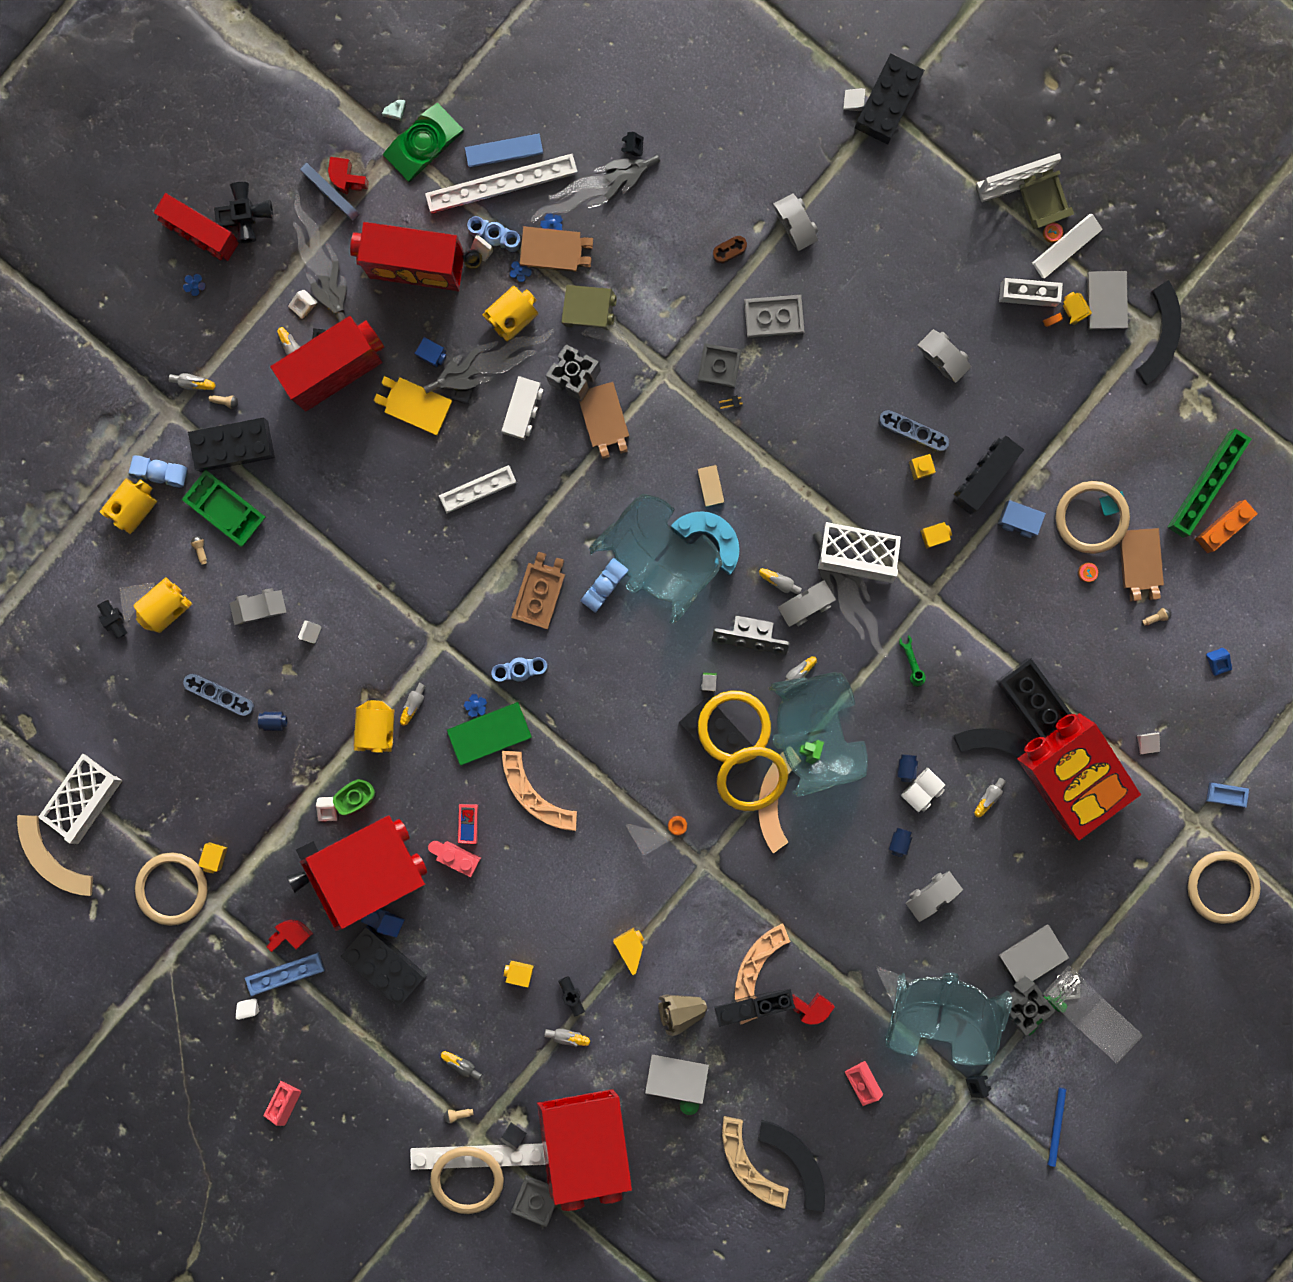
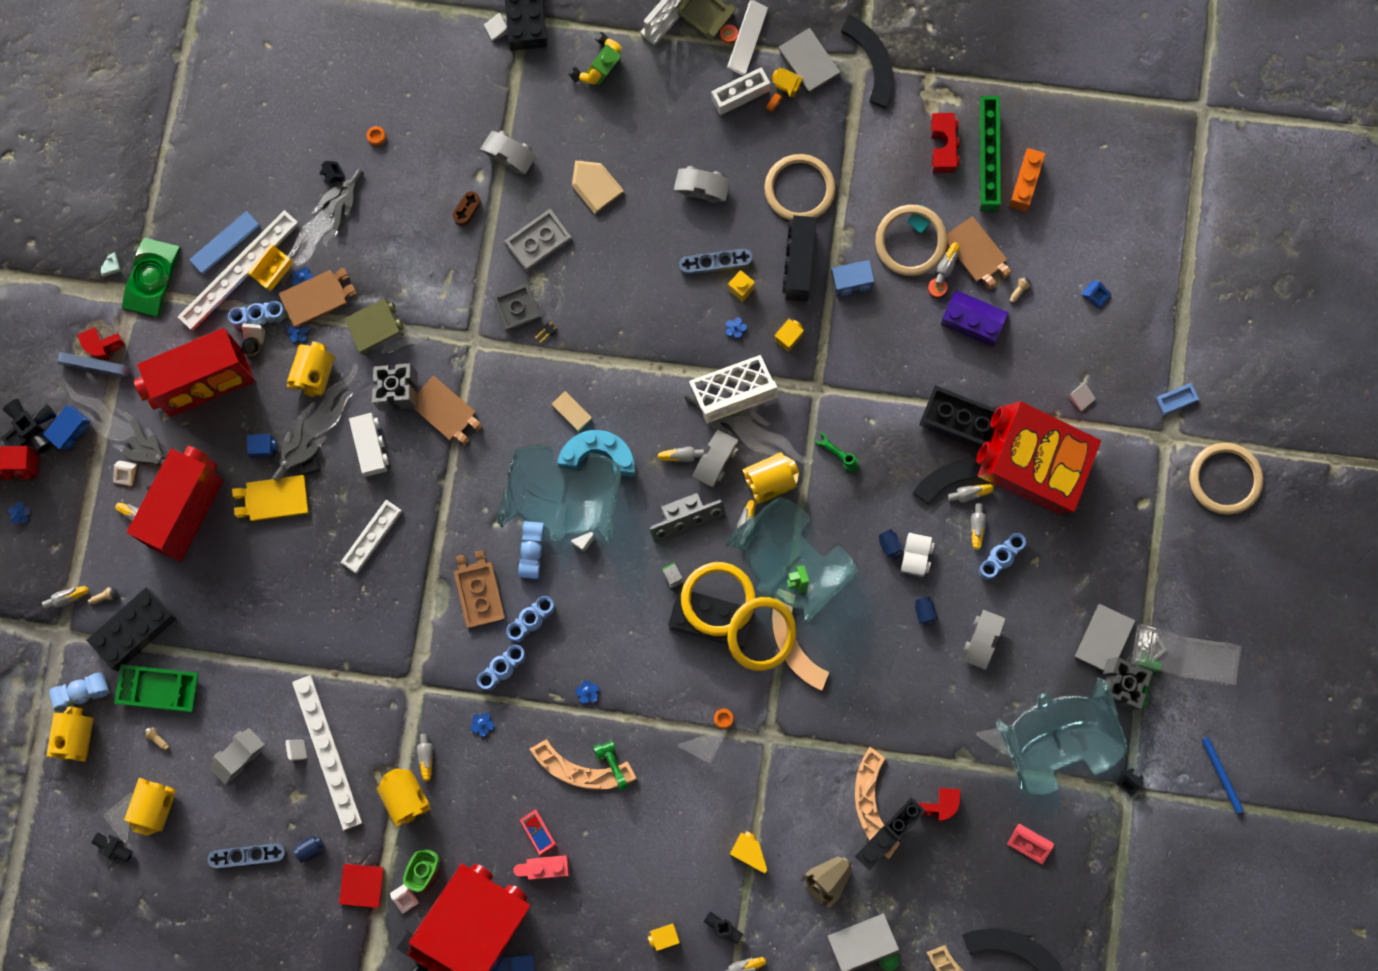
camera: 25 degrees left, 10 degrees down
(275, 235) = (67, 428): none -> blue brick
(298, 777) = (361, 885): none -> red tile
(334, 649) = (327, 753): none -> white plate
(489, 733) = (508, 741): green tile -> none
(530, 199) = (270, 267): none -> yellow bracket
(559, 647) = (521, 621): none -> light blue piece
(563, 792) = (606, 752): none -> green brick
(578, 733) = (588, 692): none -> blue plant
(651, 605) = (583, 541): none -> white slope
(690, 134) = (376, 136): none -> orange tile
(844, 650) = (771, 477): none -> yellow cylinder
(852, 297) = (595, 185): none -> tan tile
(894, 499) = (735, 328): none -> blue plant
(926, 192) = (602, 64): none -> torso
(1001, 765) = (970, 493): none -> light grey piece
(1003, 836) = (1007, 548): none -> light blue piece
(1046, 386) = (799, 158): none -> tan wedge
(1102, 618) = (974, 318): none -> dark purple slope
(1110, 557) = (947, 263): none -> light grey piece
(1186, 435) = (945, 127): none -> red arch

